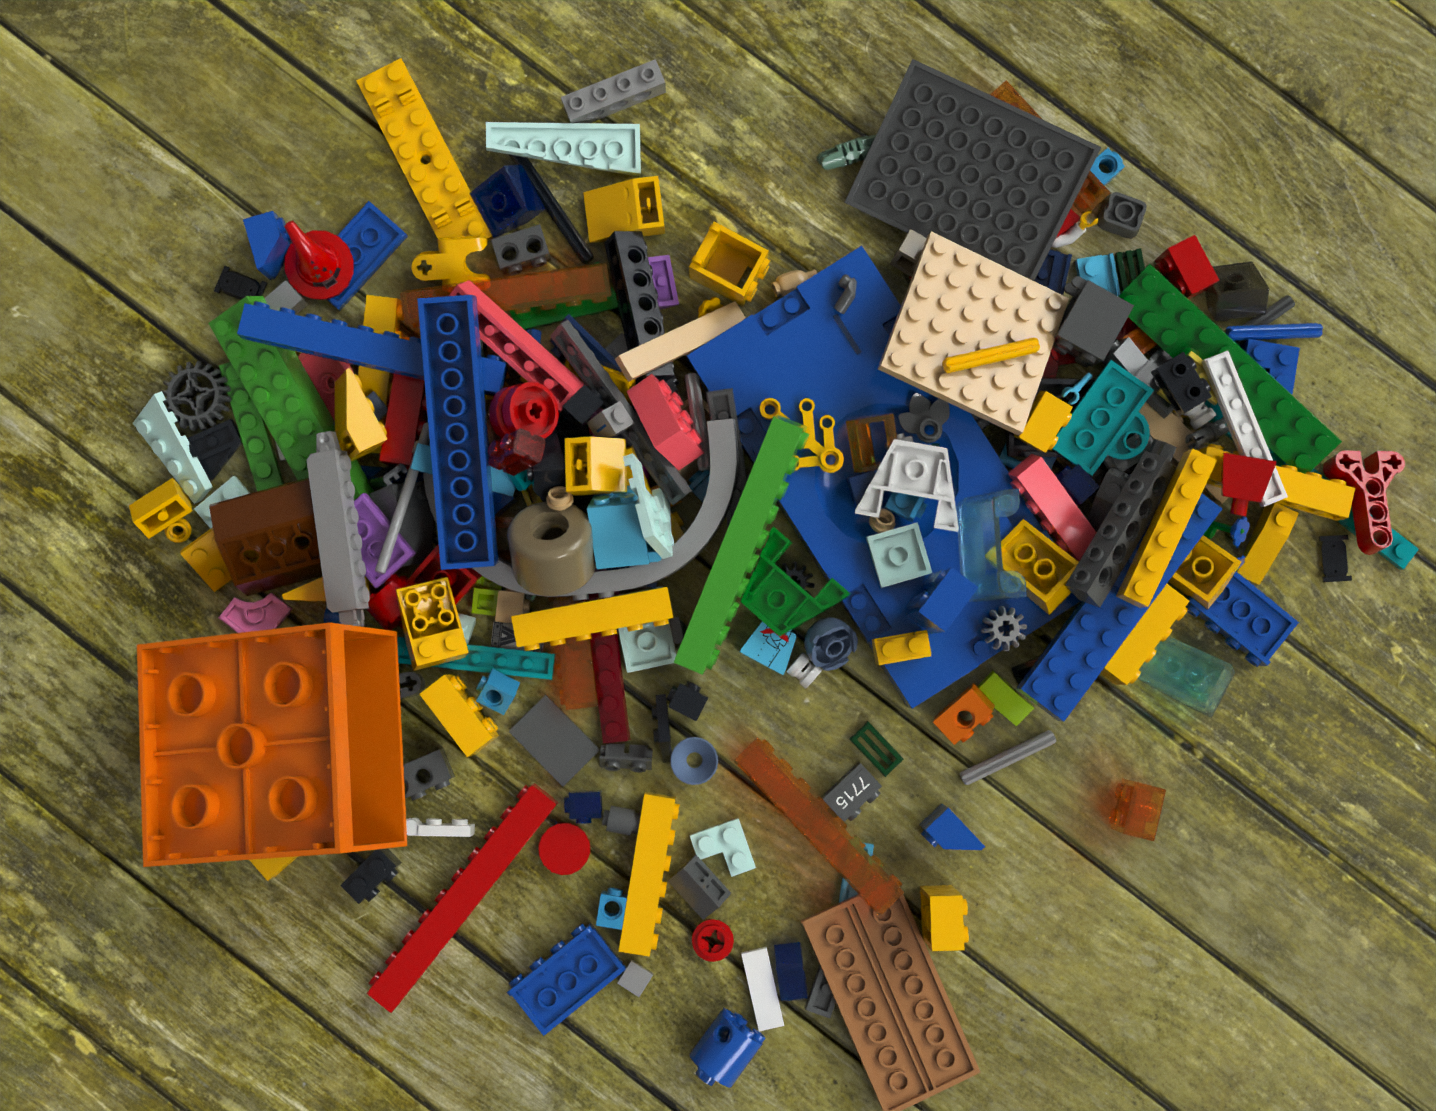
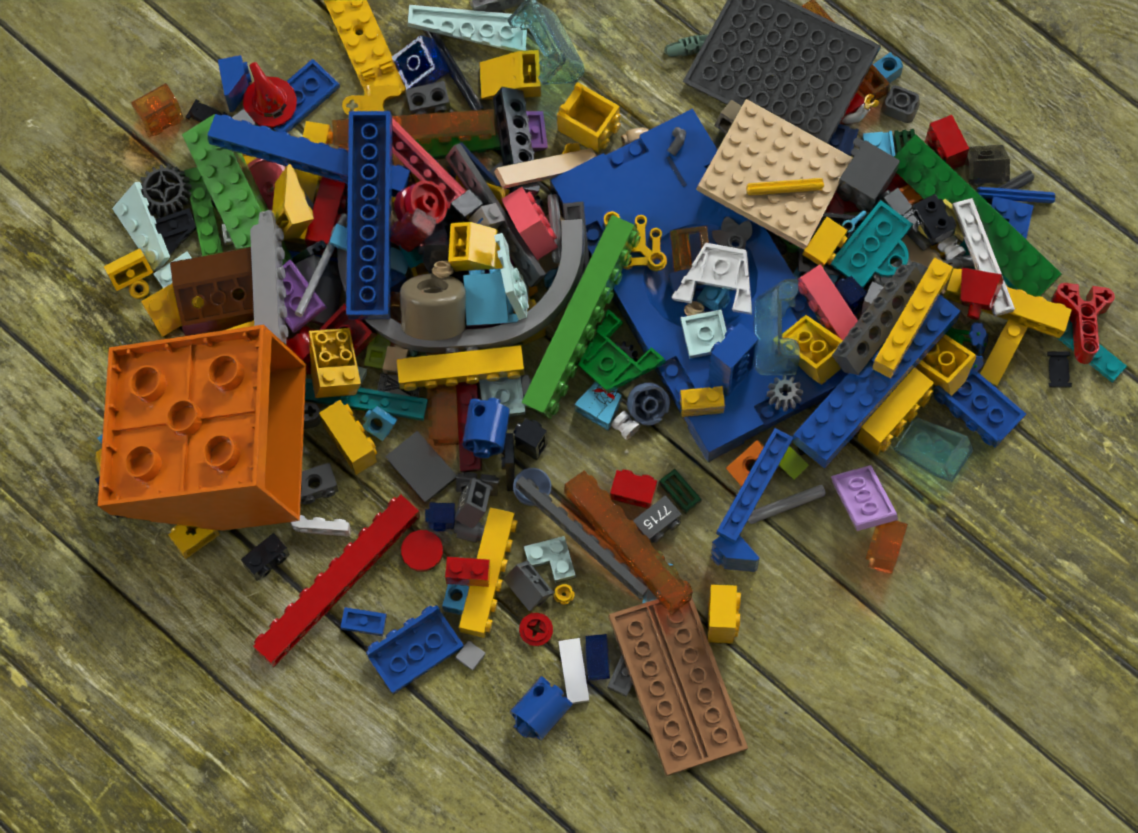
camera: 10 degrees right, 15 degrees down
(174, 290) = (157, 110): none -> clear orange brick
(500, 946) = (363, 621): none -> blue plate
(622, 792) = (472, 502): none -> dark grey brick
(623, 886) = (467, 571): none -> red brick
(631, 695) = (486, 427): none -> blue cylinder
(686, 180) = (560, 59): none -> clear light blue windscreen
(736, 894) = (564, 588): none -> yellow plate
(770, 832) = (587, 542): none -> dark grey plate
(820, 753) = (633, 488): none -> red brick
(974, 754) = (754, 485): none -> blue plate
(1108, 753) = (864, 498): none -> lavender tile

